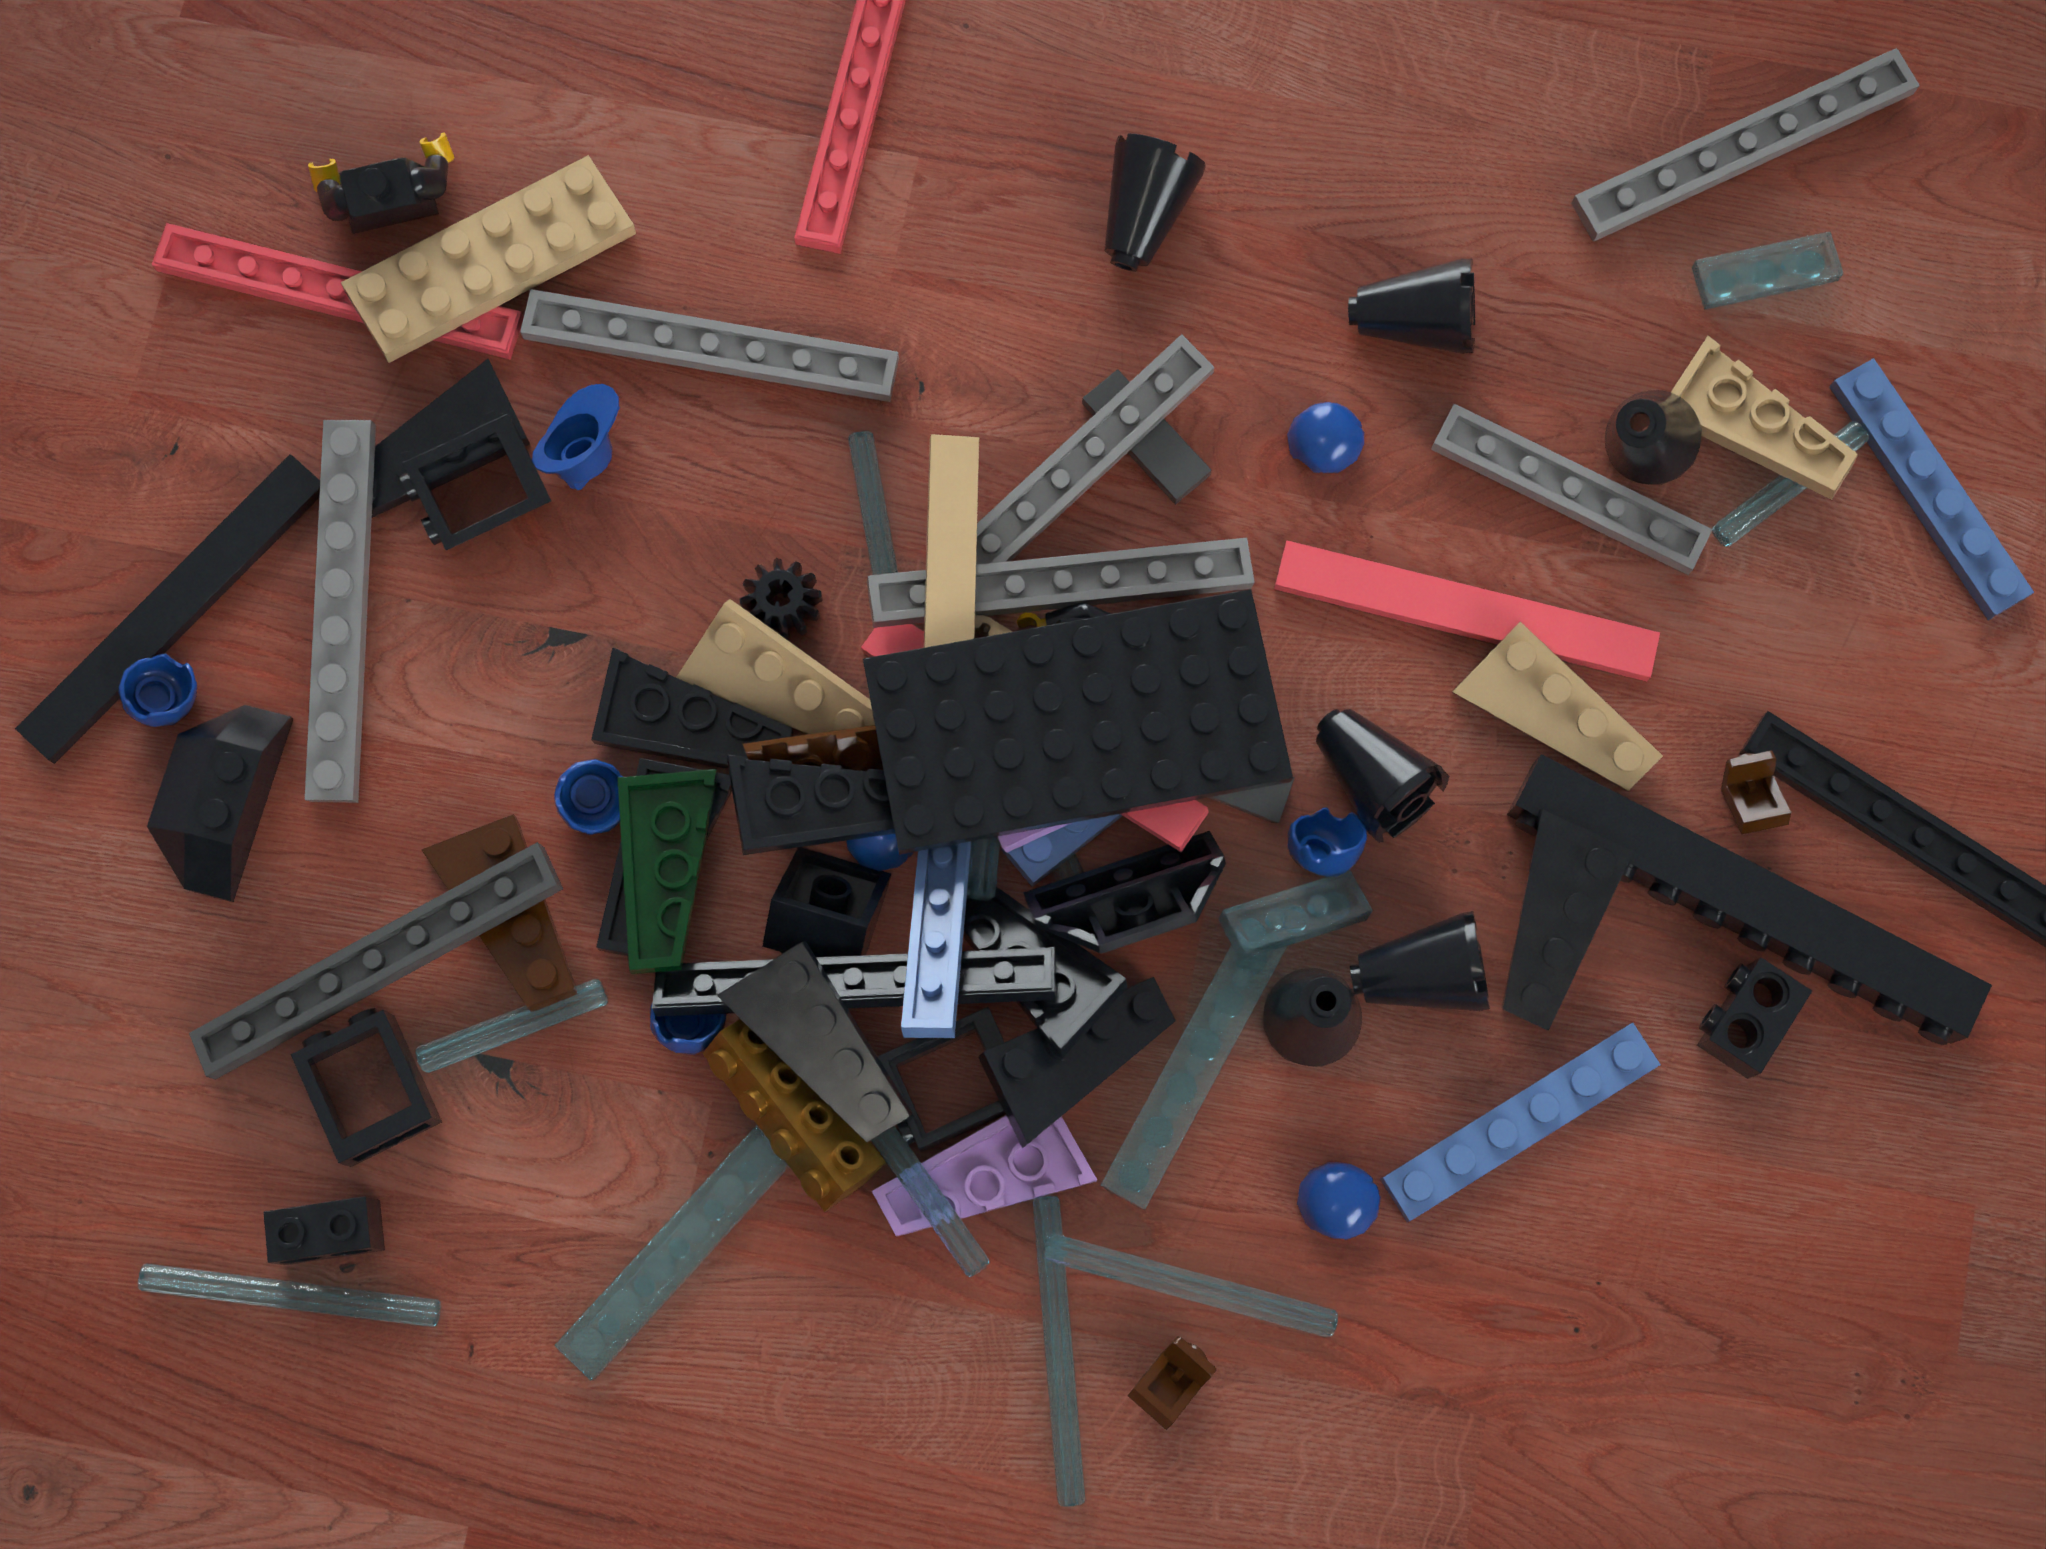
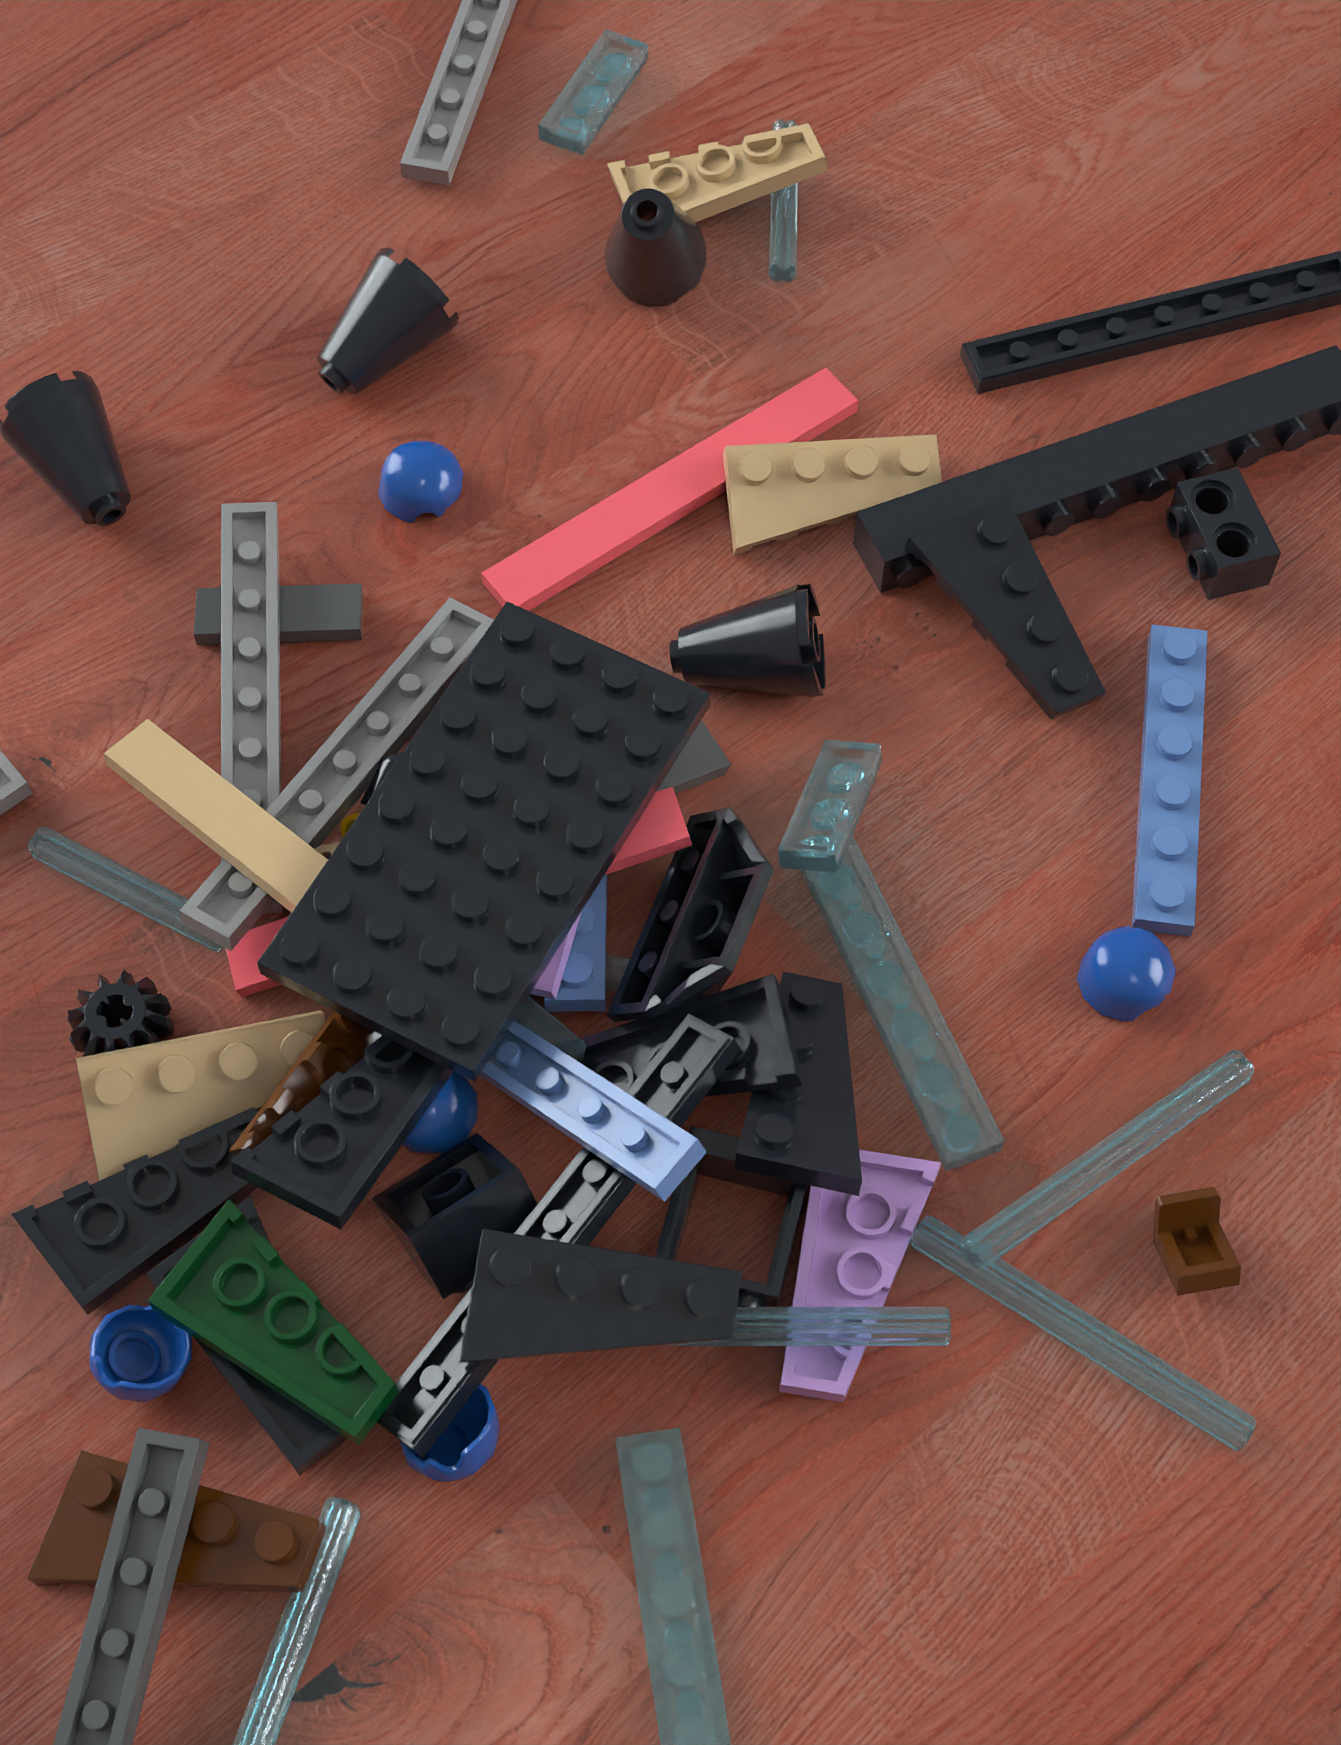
camera: 50 degrees left, 15 degrees down
(798, 1123) = (637, 1397): pearl gold brick -> none
(1301, 1028) = (936, 858): black cone -> none
(1327, 843) = (788, 736): blue hair -> none
(1426, 968) = (974, 733): black cone -> none
(1571, 489) = (640, 342): light grey plate -> none
(1754, 793) = (1025, 400): reddish brown bracket -> none
(1931, 489) = (879, 118): medium blue plate -> none

